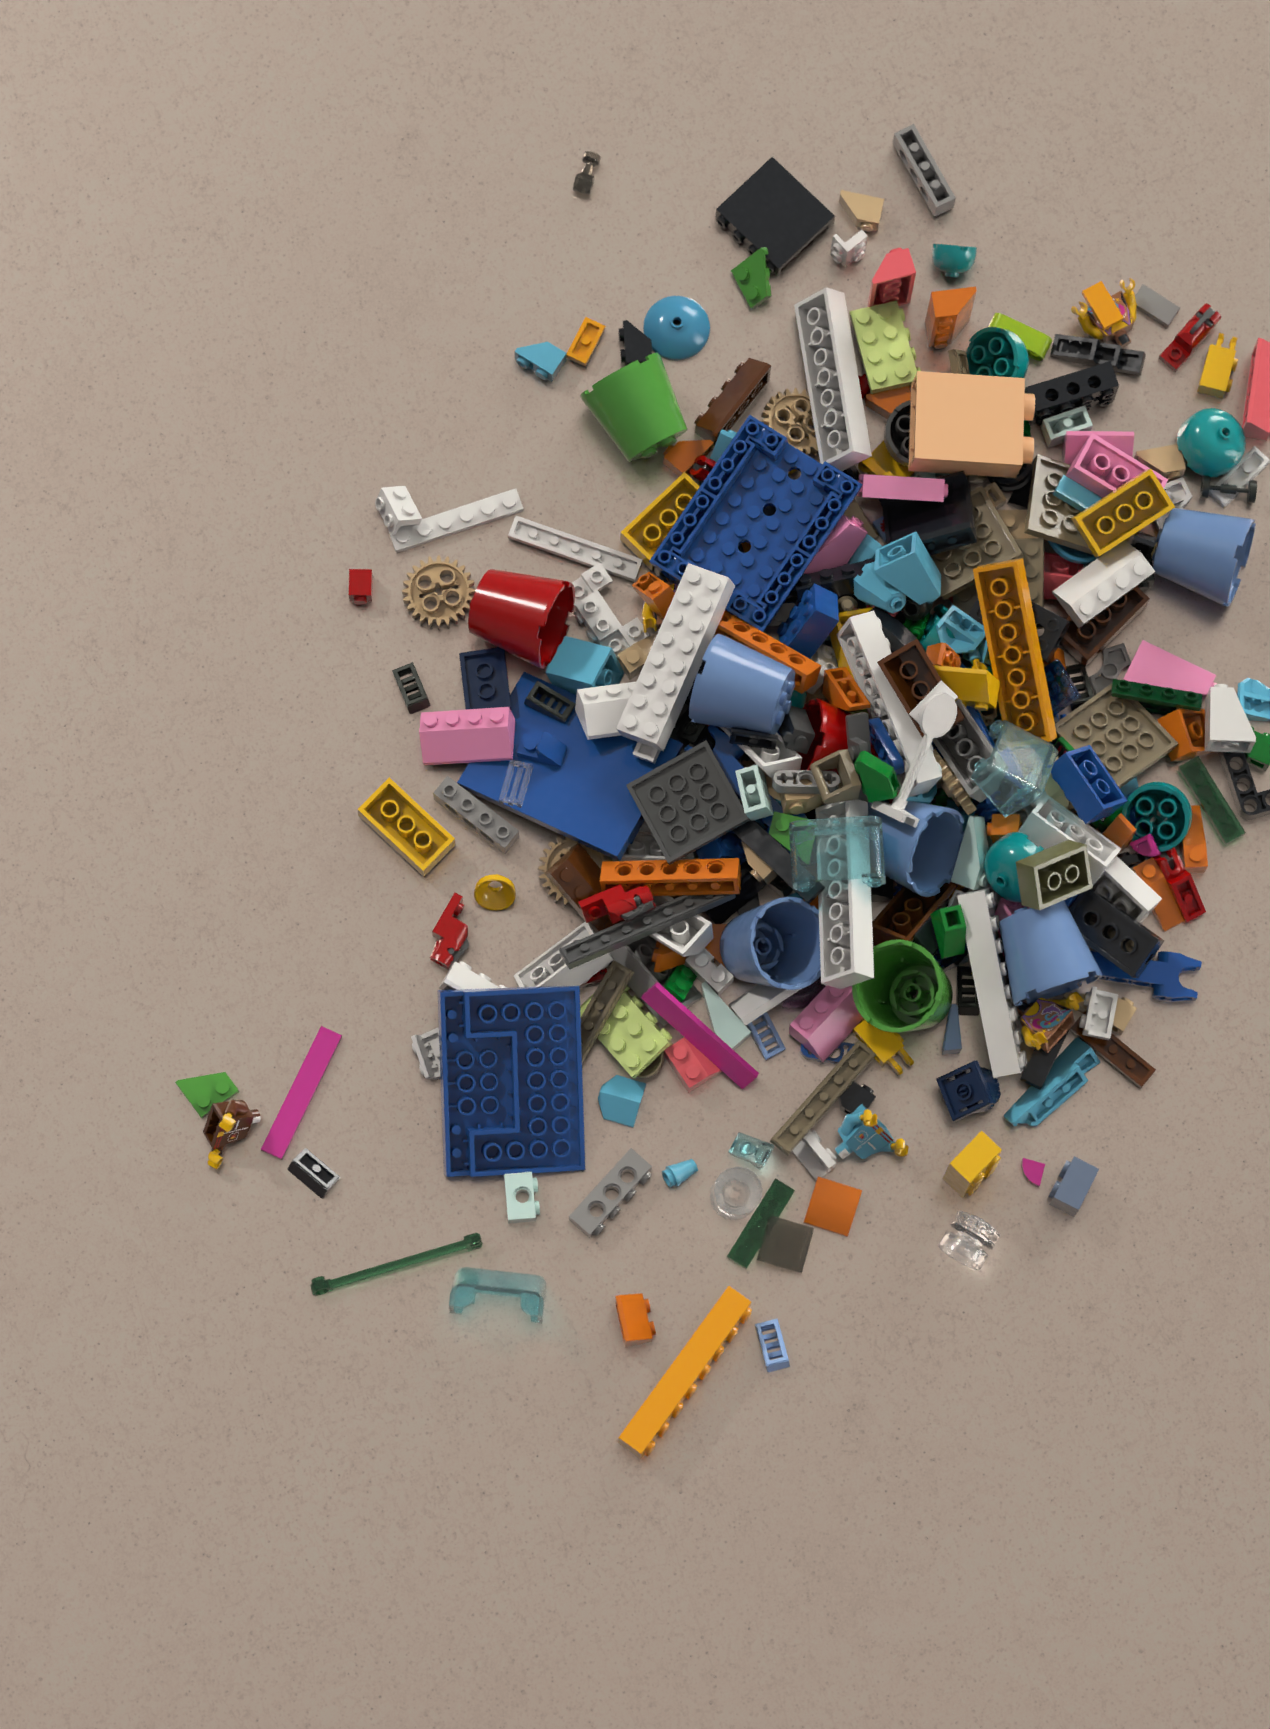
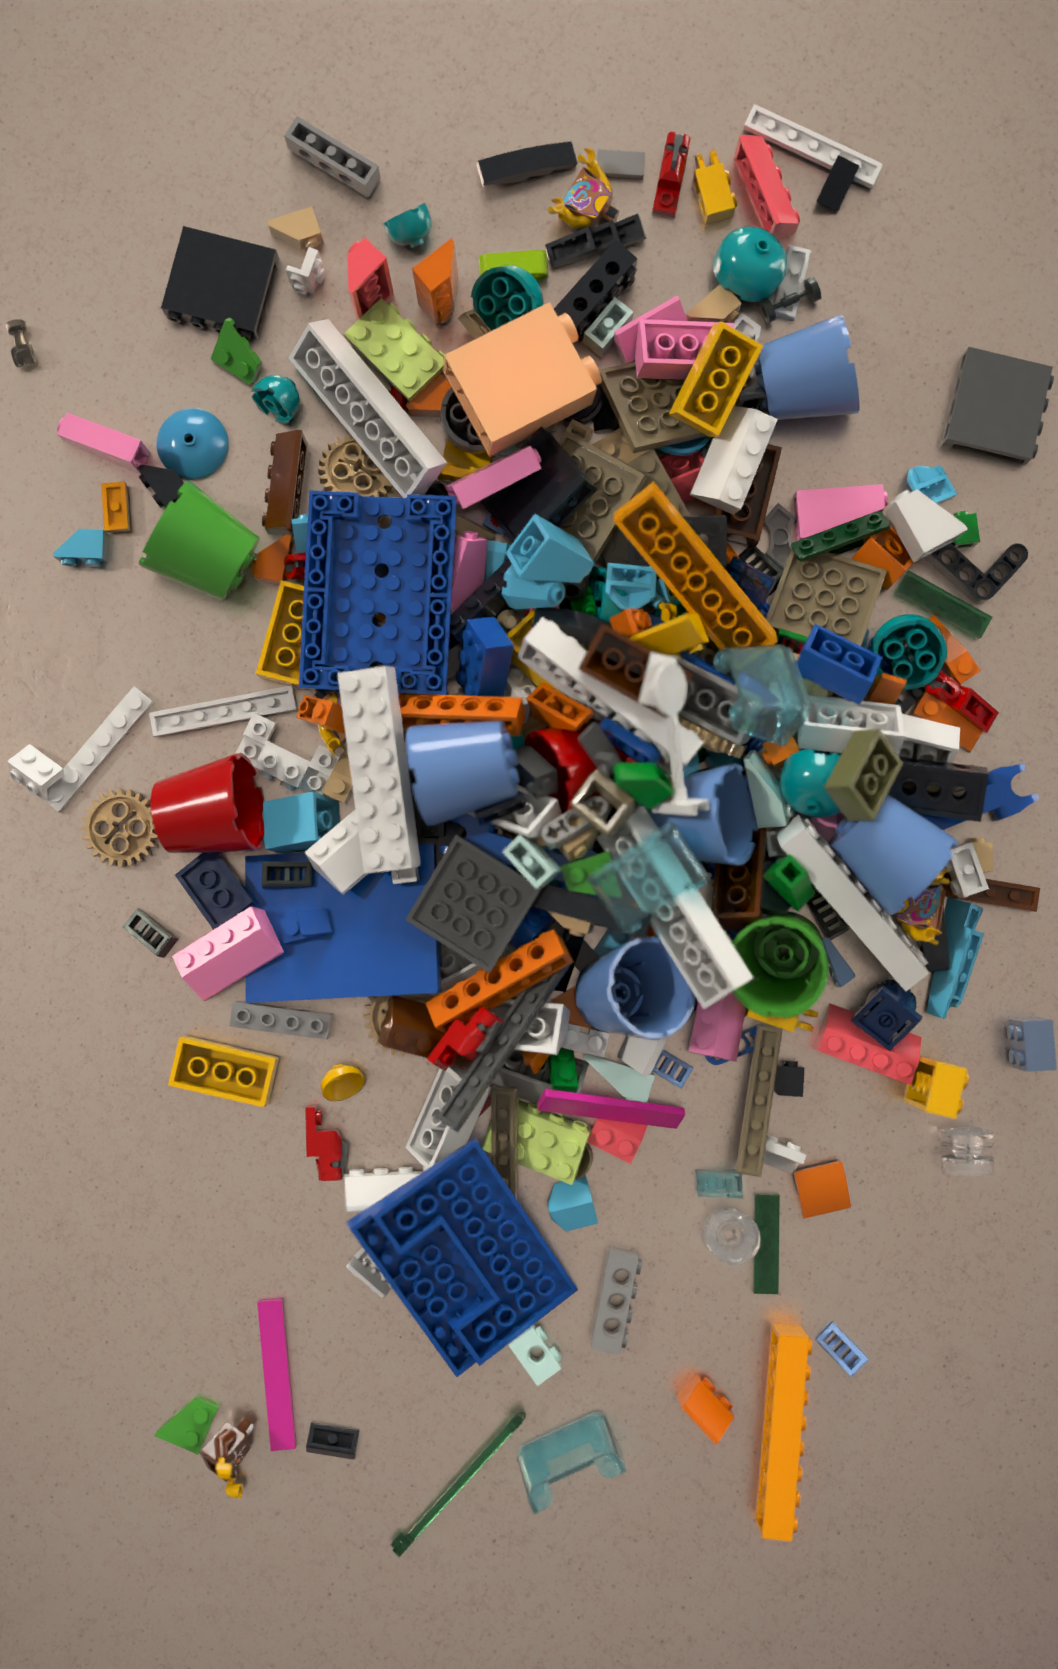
camera: 30 degrees left, 10 degrees up
(360, 586) = (45, 865): red brick -> none
(511, 800) = (309, 970): clear tile -> none
(607, 286) = (104, 442): none -> bright pink slope
(679, 1172) = (665, 1242): medium azure cone -> none
(767, 329) = (277, 396): none -> teal cylinder
(785, 1244) = (800, 1251): clear smoke tile -> none
(867, 1136) = (816, 1107): medium azure torso -> none
(926, 1104) = (850, 1043): none -> coral slope
(1033, 1171) = (982, 1046): dark pink tile -> none
(1075, 494) = (657, 388): medium azure tile -> none
(1078, 262) = (526, 162): none -> black slope
(1102, 305) = (575, 190): light orange tile -> none
(1146, 846) = (916, 686): dark pink tile -> none

